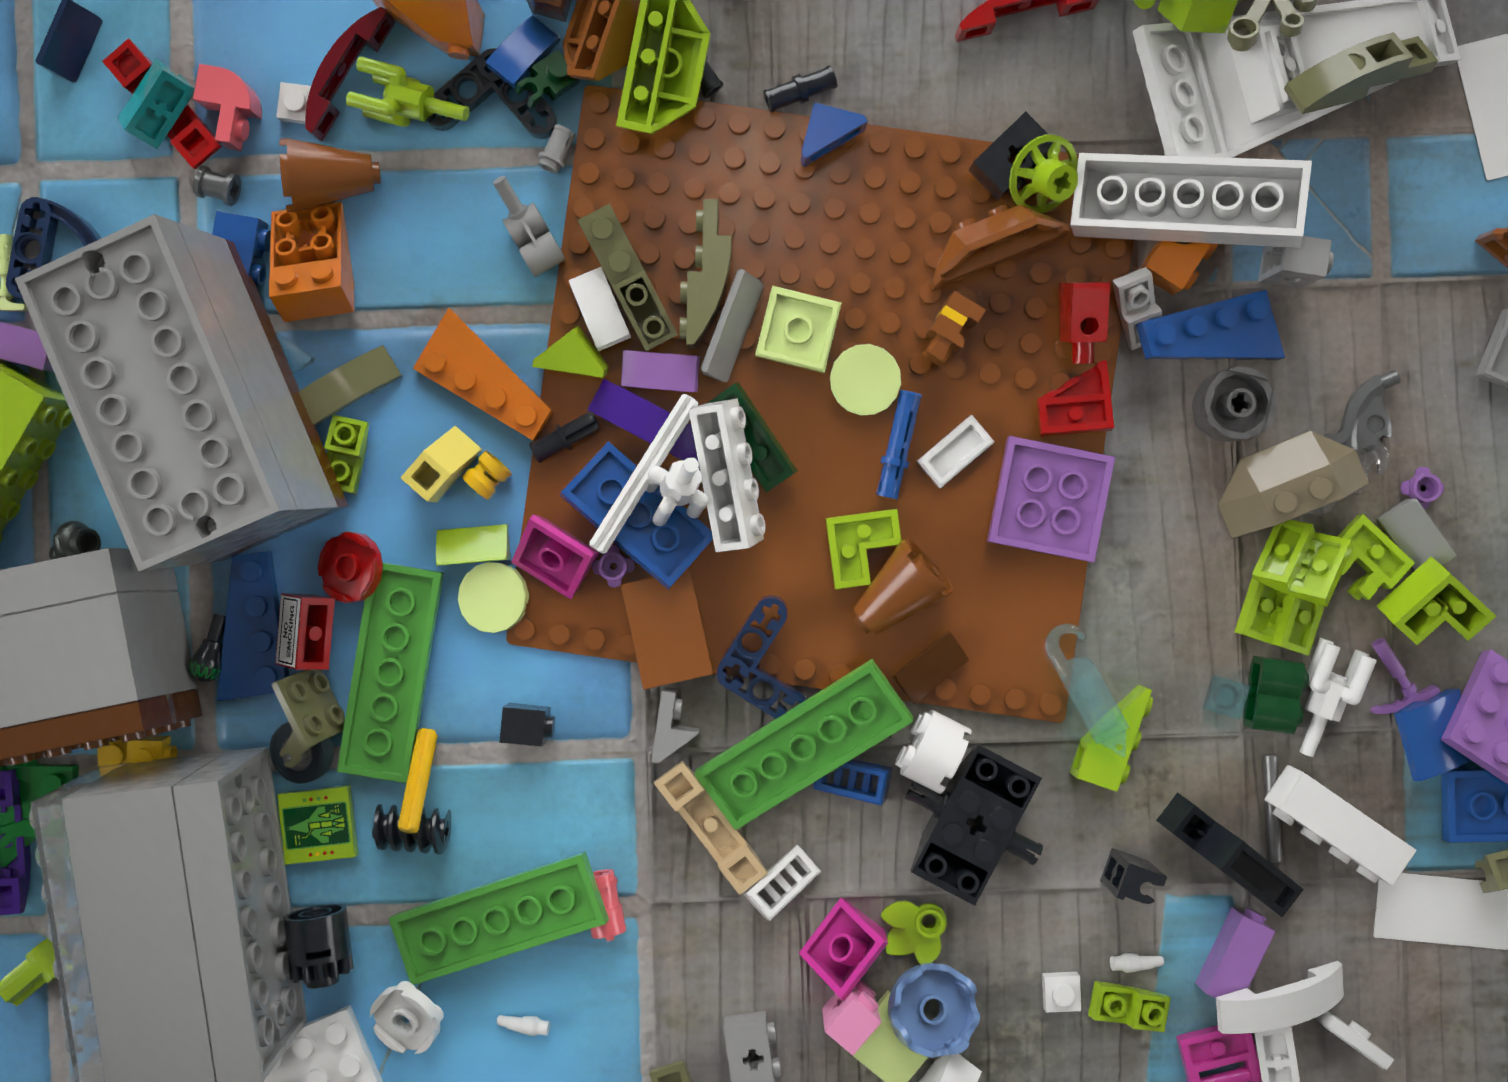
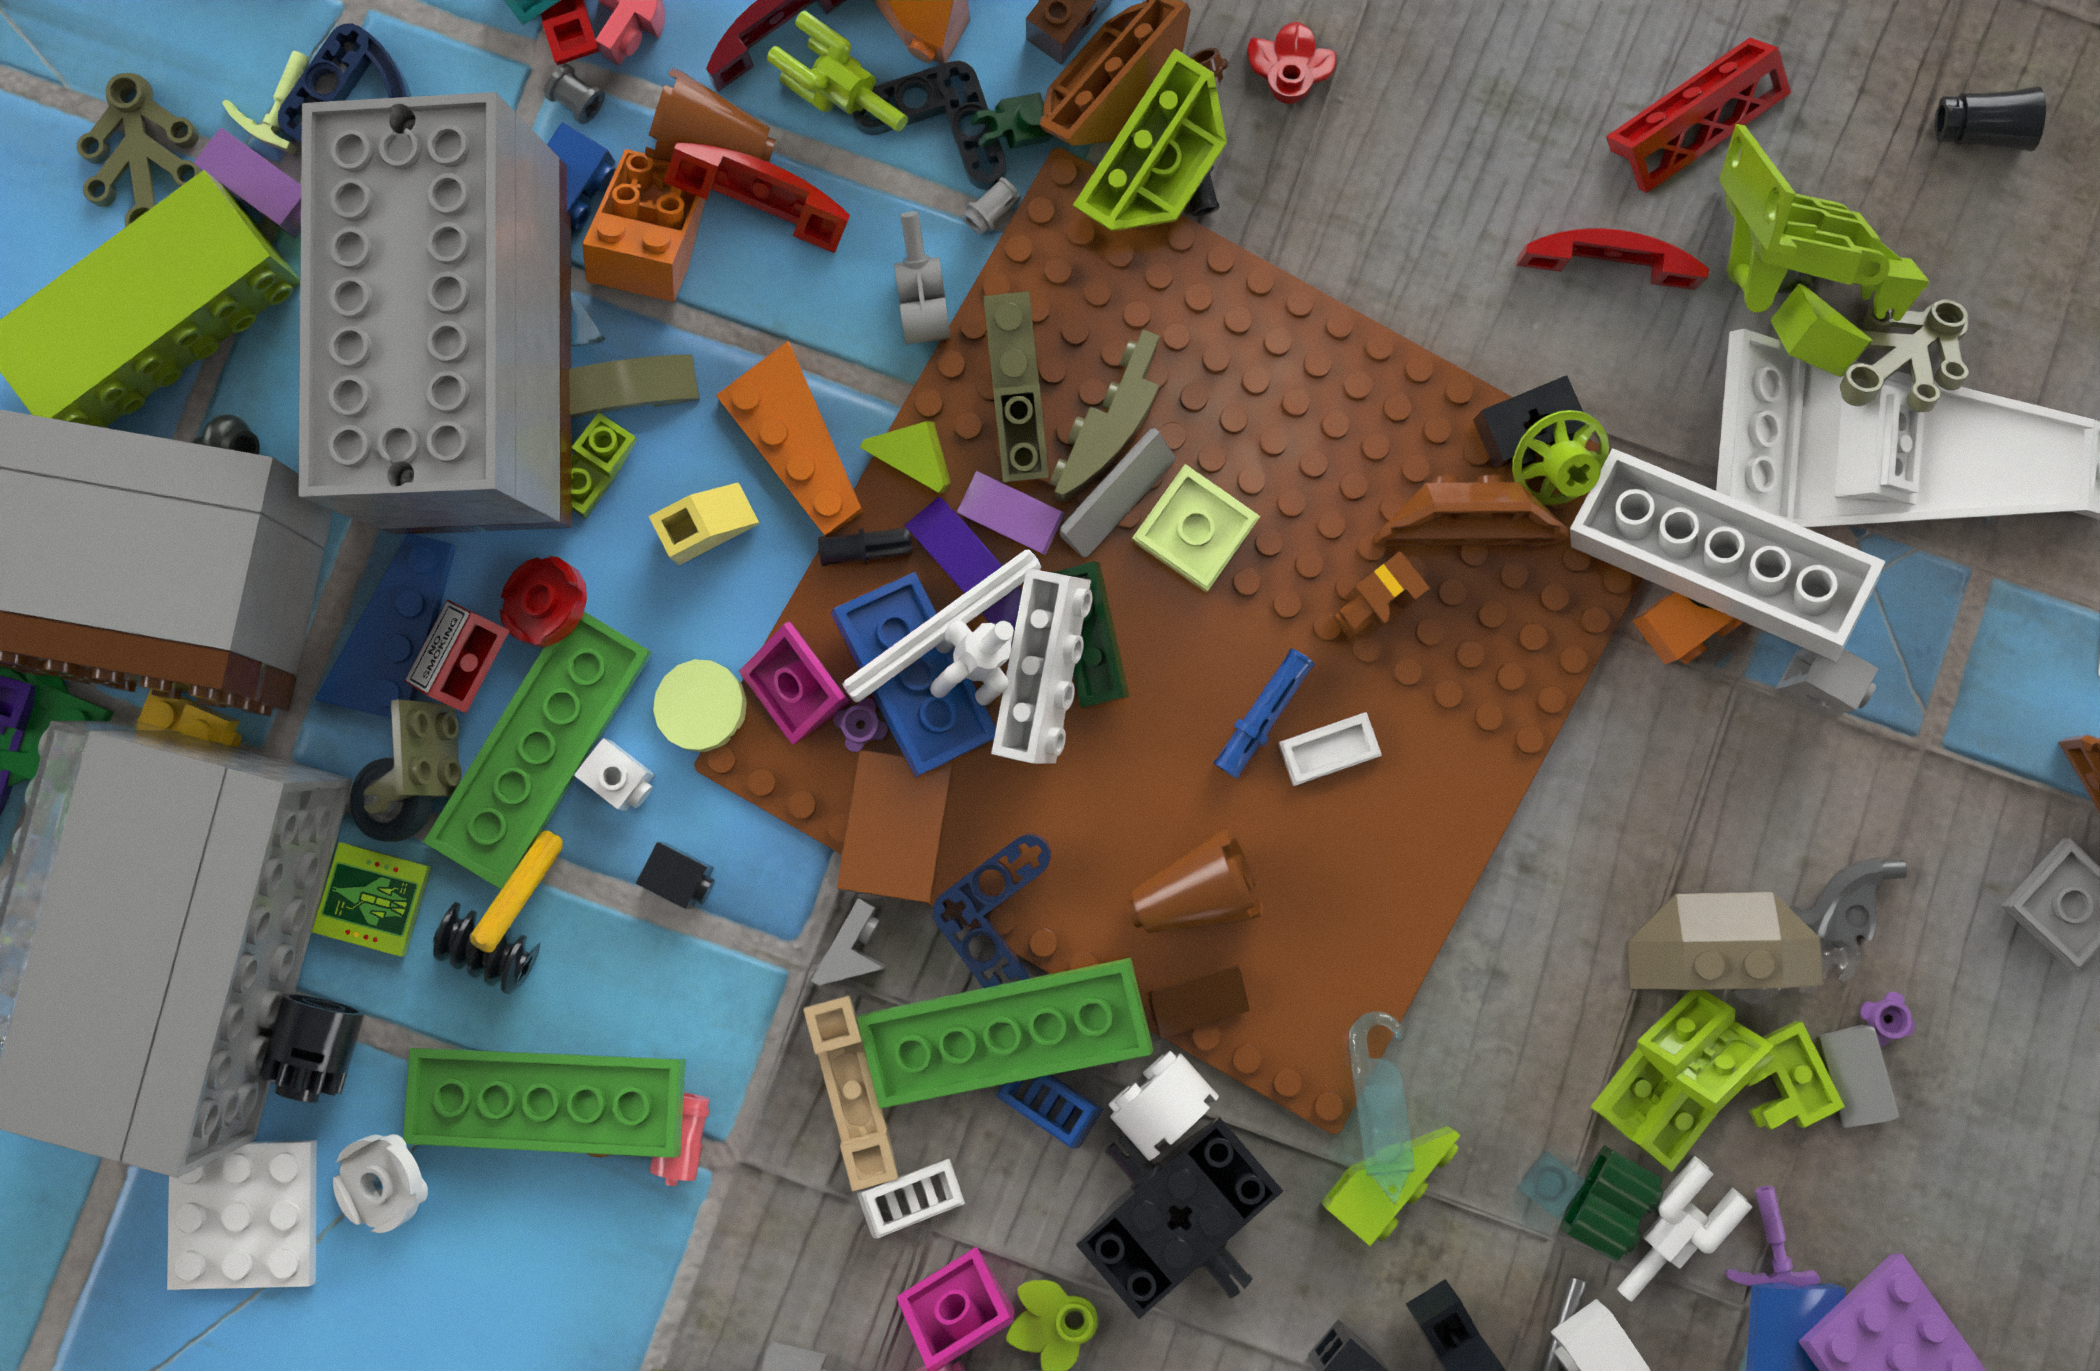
camera: 25 degrees right, 5 degrees down
(206, 661) = (323, 646): black piece -> none
(292, 102) = (703, 34): white plate -> none
(381, 200) = (760, 185): none -> red slope
(454, 671) = (616, 776): none -> white brick
(472, 544) = (700, 633): lime slope -> none
(480, 480) = (742, 559): yellow wheel -> none
(522, 50) = (997, 77): blue slope -> none
(526, 1025) = (524, 1252): white piece -> none
(599, 308) = (967, 411): white slope -> none
(800, 88) = (1308, 247): black pin -> none
(829, 129) = (1324, 308): blue slope -> none
(850, 538) = (1162, 803): lime plate -> none
(865, 379) = (1253, 619): yellowish green tile -> none
(1050, 499) = (1424, 852): medium lavender plate -> none
(1078, 405) = (1500, 750): red wing -> none
(1082, 302) = (1556, 628): red torso -> none
(1135, 303) = (1615, 663): white slope -> none
(1221, 330) = (1700, 726): blue wing -> none
(1249, 391) = (1717, 822): flat silver brick -> none
(1356, 69) = (1977, 479): olive slope -> none
(1431, 598) = (1848, 1158): lime brick -> none

